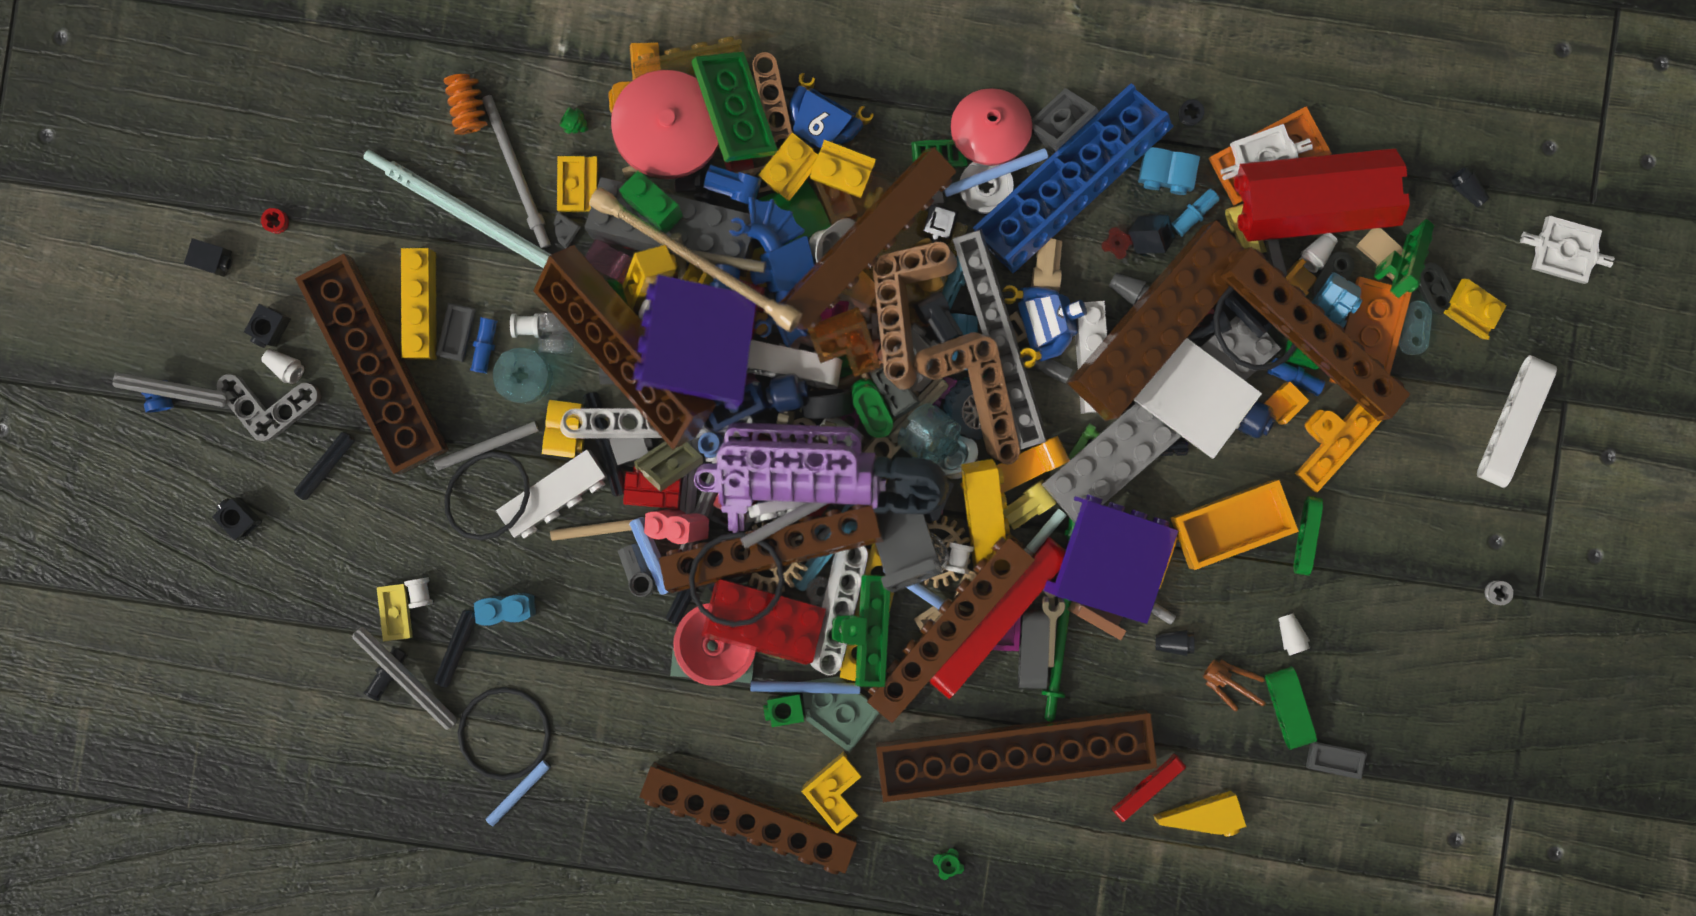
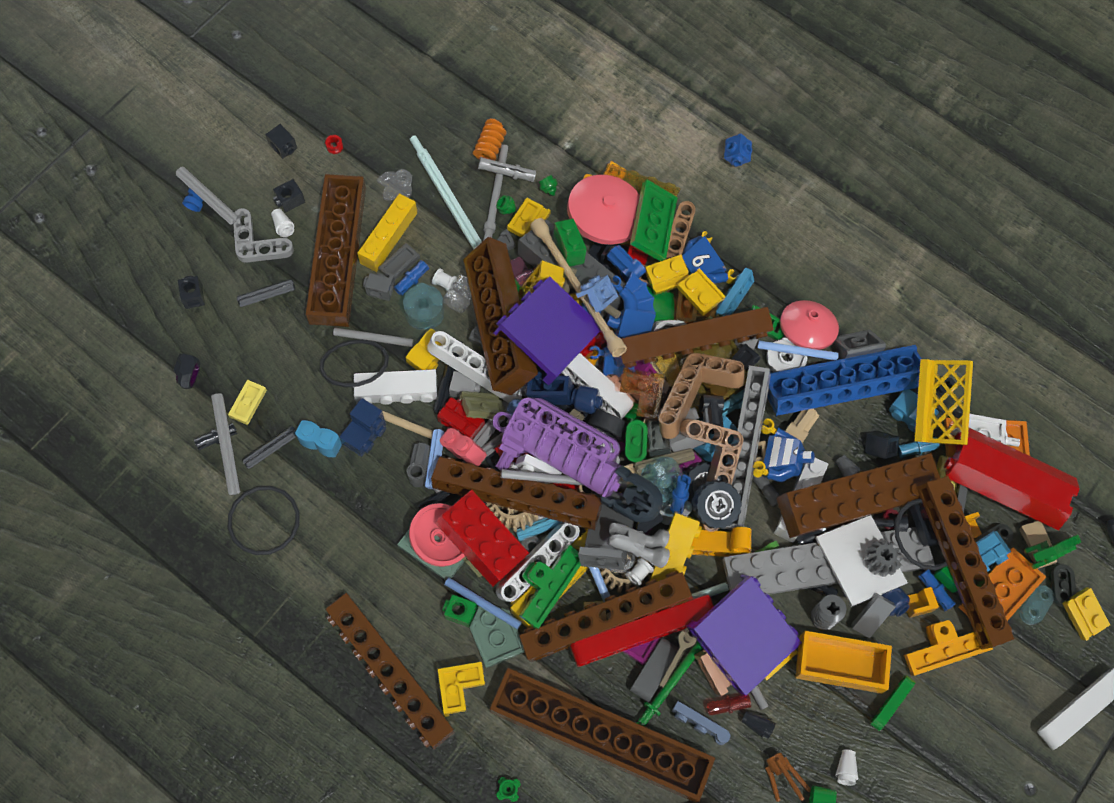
camera: 20 degrees right, 20 degrees down
(299, 618) = (186, 370): none -> black rock
(387, 236) = (394, 186): none -> clear plate
(418, 592) = (271, 398): white bush -> none
(452, 378) = (379, 286): none -> dark grey brick
(518, 792) = (246, 563): light blue bar -> none
(538, 181) = (506, 205): none -> green plate
(540, 122) = (507, 169): none -> light grey pin
(548, 568) = (365, 427): none -> dark blue brick
(726, 256) = (599, 291): none -> medium blue bracket
(742, 622) = (461, 517): black piece -> none
(882, 140) = (736, 293): none -> dark azure plate
(938, 532) = (636, 543): none -> light grey piece
(957, 445) = (680, 494): none -> blue pin
(1004, 433) = (716, 504): none -> black wheel
(1034, 501) = (709, 570): light yellow piece -> none
(1114, 679) = (701, 723): none -> sand blue plate
(1116, 235) = (859, 434): clear red plate -> none
(1132, 641) = (728, 705): none -> clear red axle
(1180, 153) = (926, 401): none -> yellow fence
(1199, 483) = (828, 612): none -> dark grey piece
(1226, 393) = (883, 558): none -> dark grey gear
(1241, 452) = (873, 615): none -> dark grey tile
(1318, 252) = (991, 517): white cone -> none

